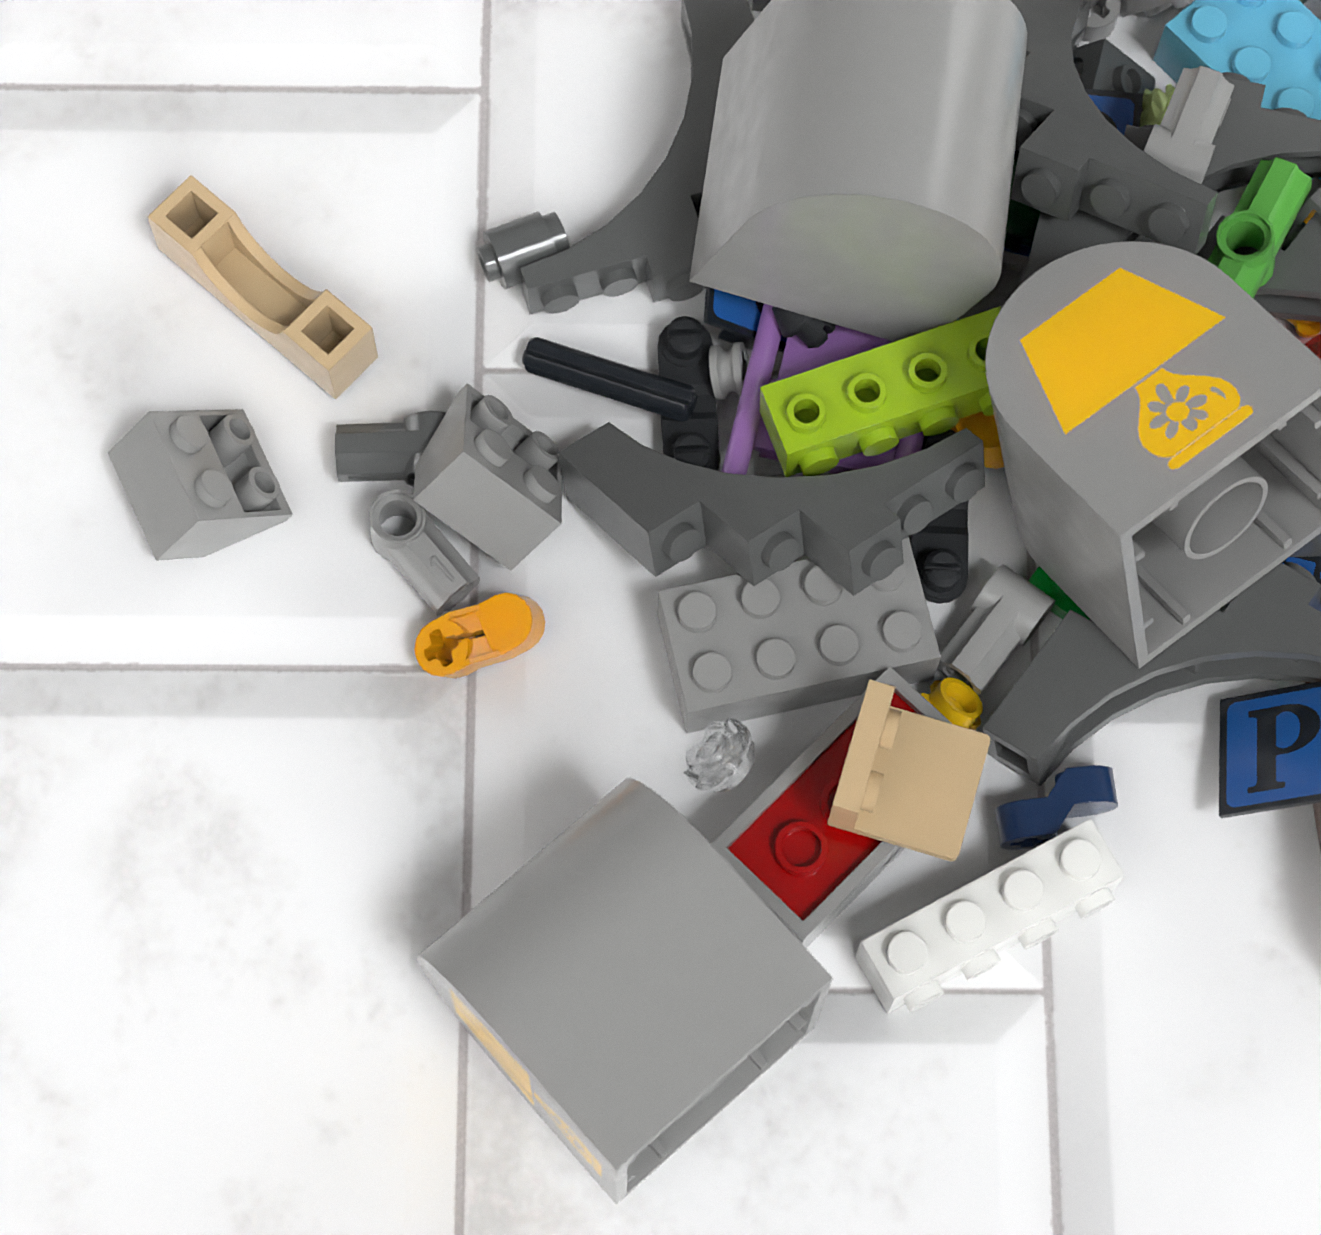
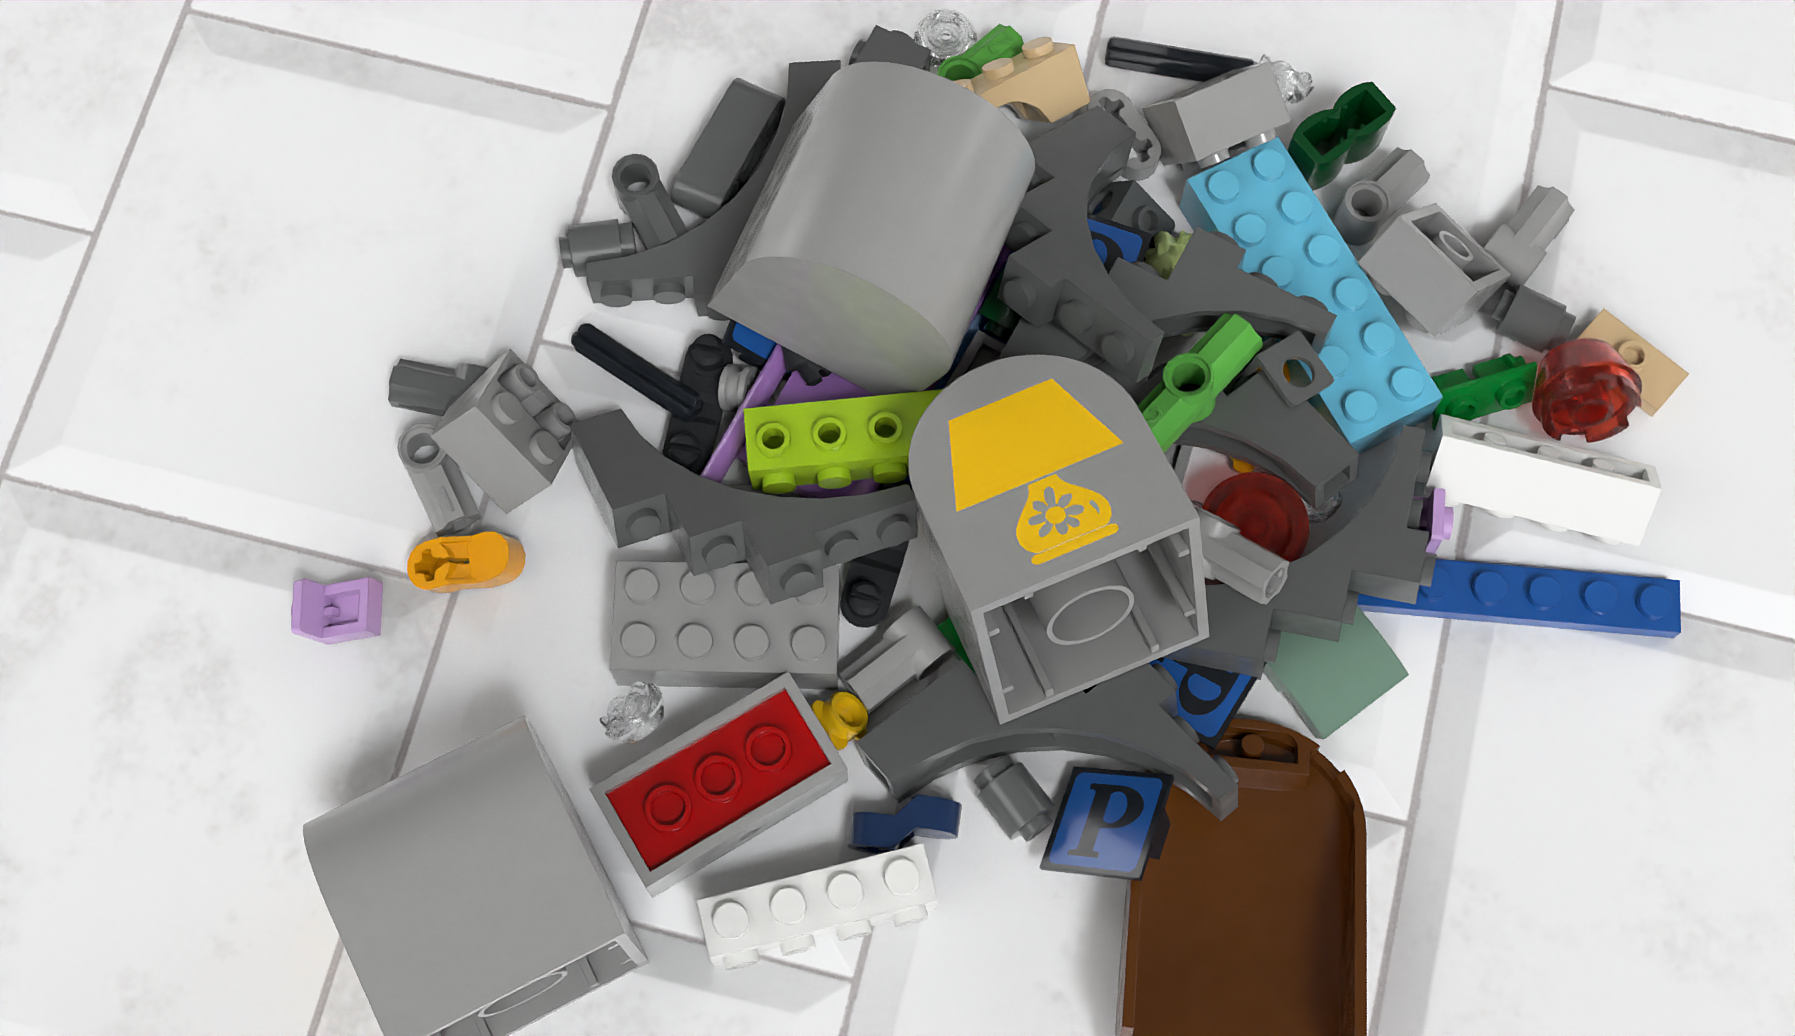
camera: 15 degrees right, 0 degrees up
(197, 481) = (275, 379): light grey slope -> none
(224, 258) = (373, 231): tan arch -> none
(352, 722) = (337, 610): none -> lavender bracket
(570, 192) = (648, 209): none -> dark grey piece
(636, 107) = (728, 148): none -> dark grey beam
(908, 777) = (768, 769): tan bracket -> none
(1168, 749) = (1014, 799): none -> dark grey brick
(1191, 122) = (1168, 267): light grey piece -> none

